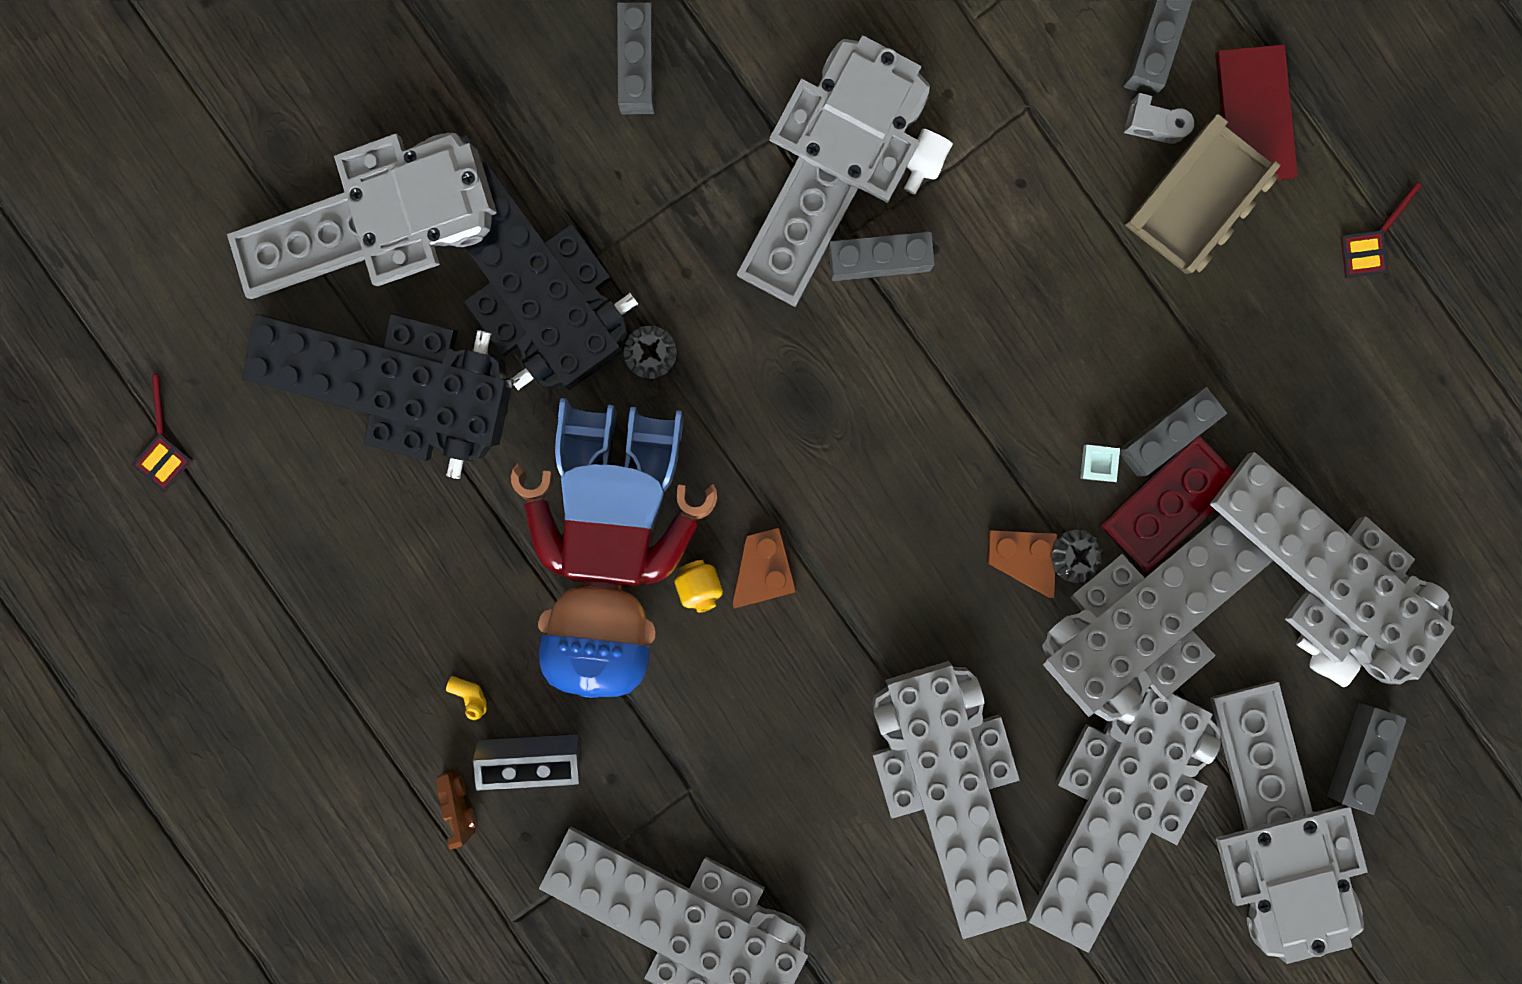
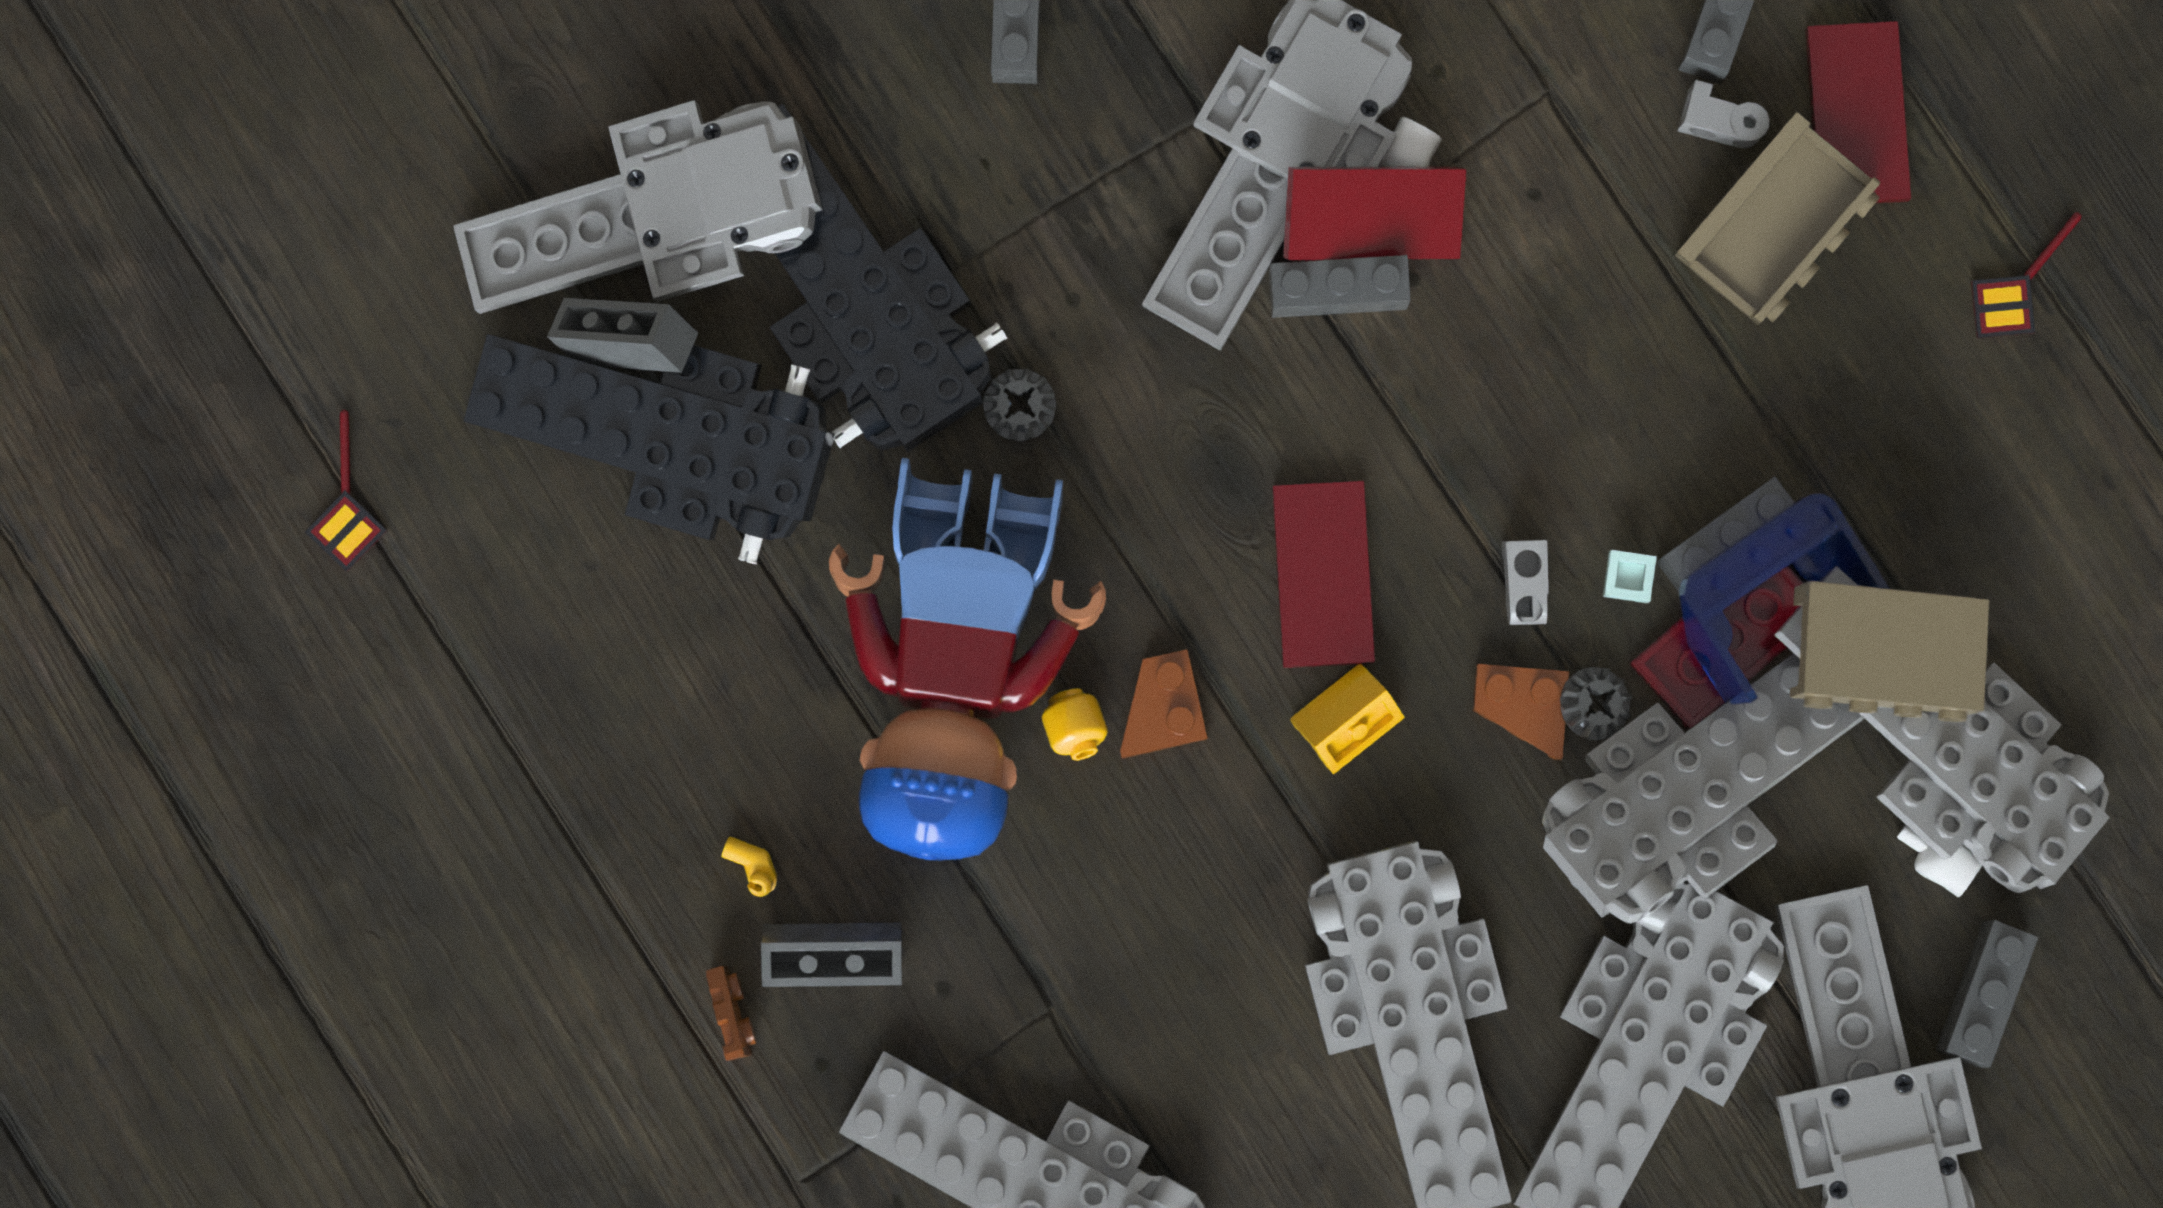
camera: 10 degrees right, 5 degrees down
(352, 312) = (623, 334): none -> dark grey brick
(876, 468) = (1323, 574): none -> dark red tile
(896, 573) = (1347, 717): none -> yellow panel
(905, 200) = (1374, 212): none -> dark red tile
(1024, 468) = (1526, 581): none -> light grey leg
(1228, 432) = (1806, 533): none -> clear blue windscreen
(1302, 516) = (1891, 650): none -> dark tan panel

